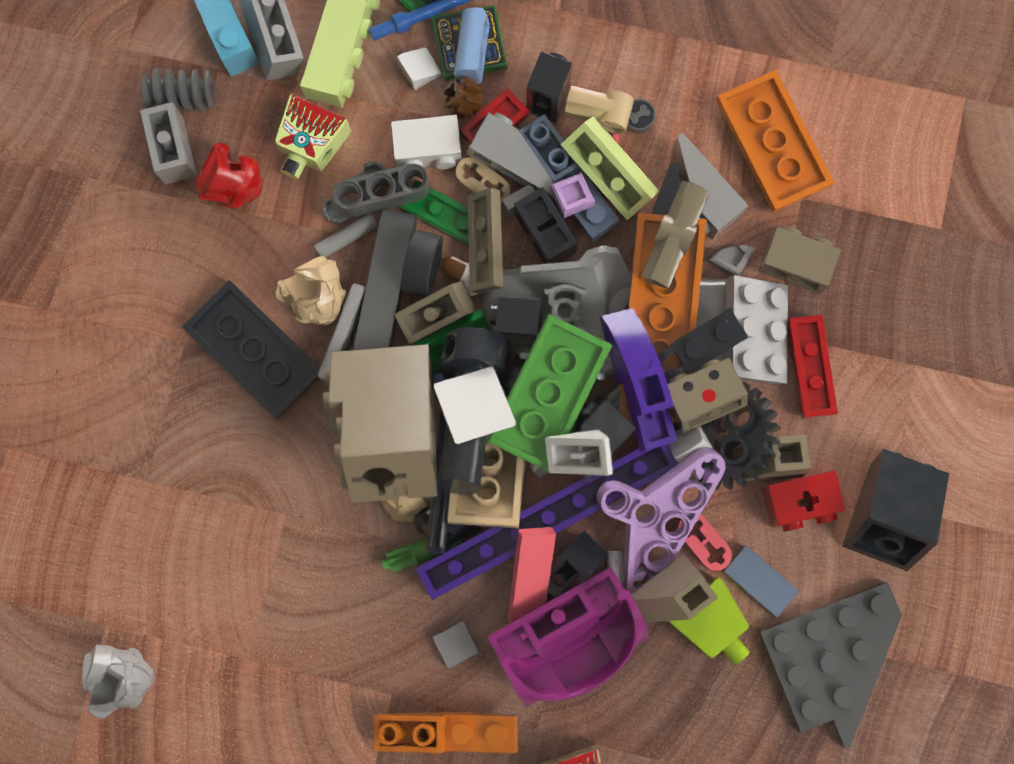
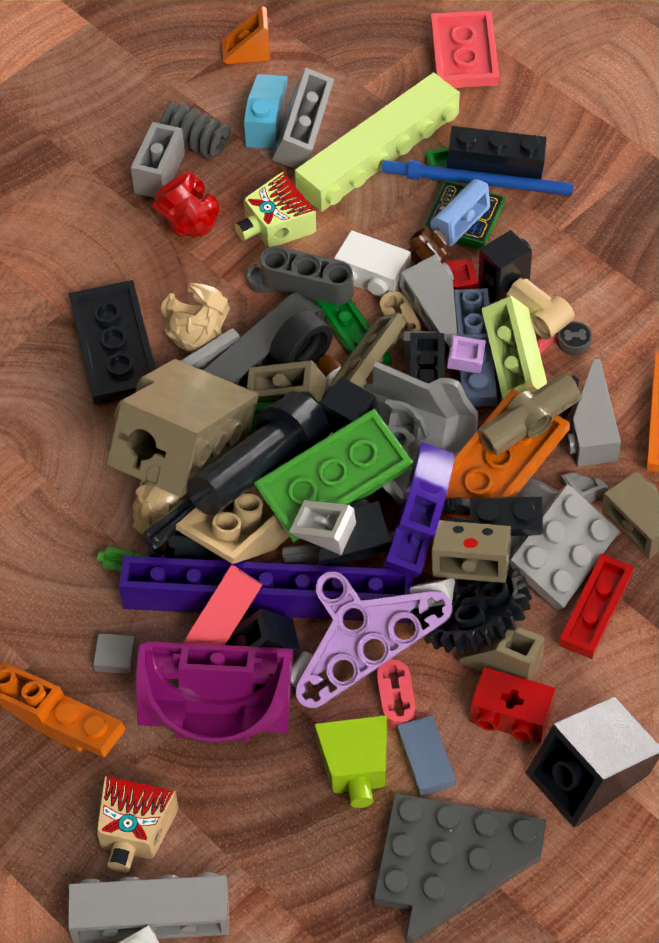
camera: 30 degrees right, 25 degrees down
(346, 235) = (254, 300): light grey piece -> none
(418, 67) = (406, 211): white slope -> none
(474, 405) = (262, 445): white sticker -> none
(674, 593) = (332, 702): dark tan slope -> none

